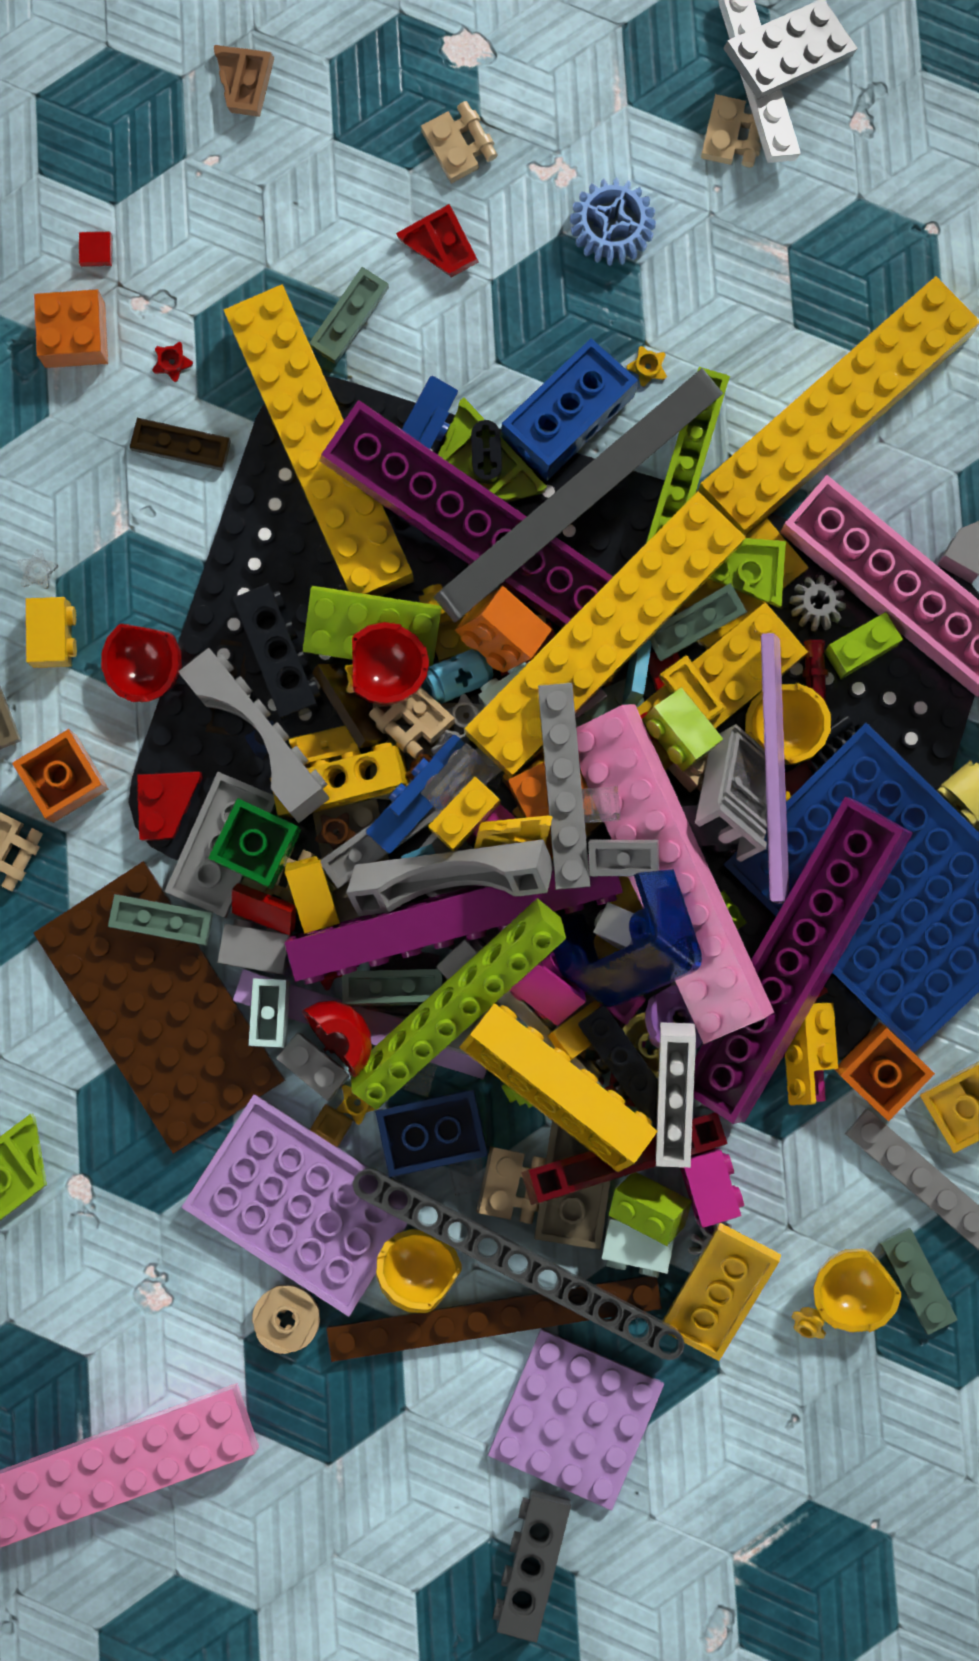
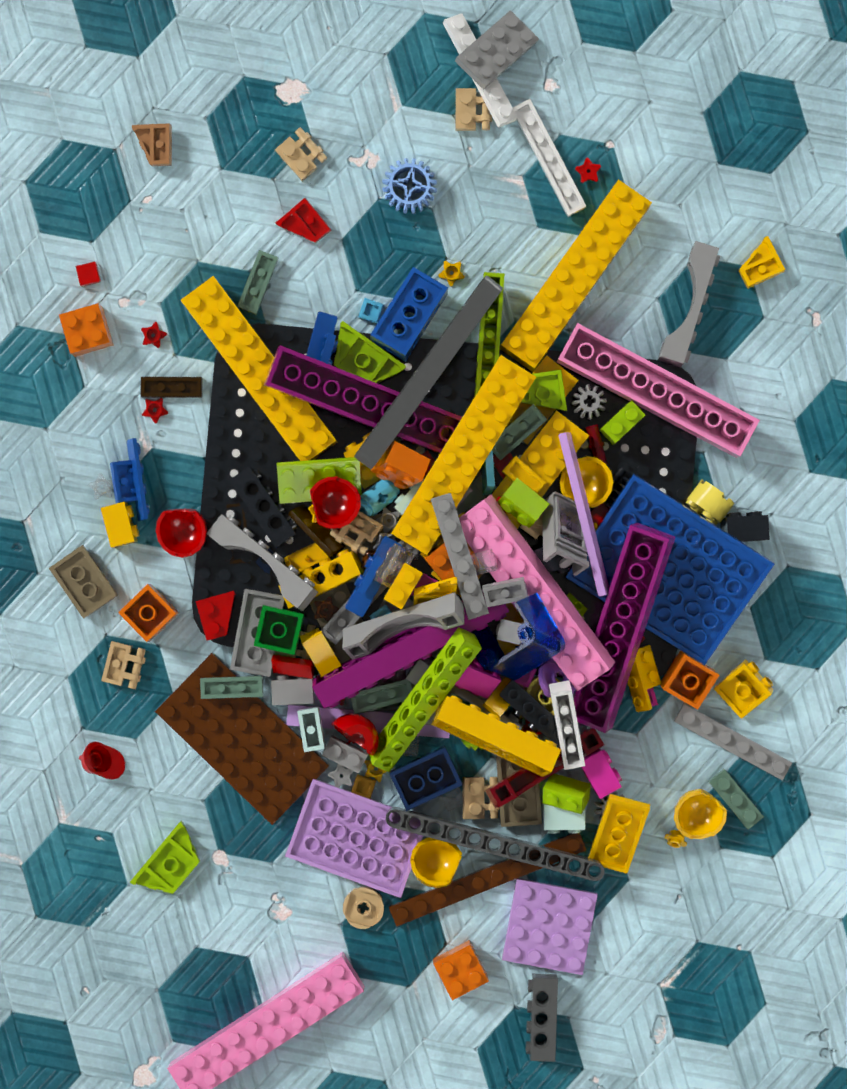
camera: 20 degrees left, 5 degrees up
(79, 569) = (128, 480): none -> blue bracket
(143, 464) = (150, 405): none -> red plate
(309, 1096) = (336, 776): none -> light grey plate
(417, 1456) = (460, 970): none -> orange brick
(479, 452) = (359, 354): black beam -> none
(510, 394) = (371, 311): none -> medium azure tile
(835, 227) = (549, 158): none -> white plate
(888, 267) = (583, 171): none -> red plate

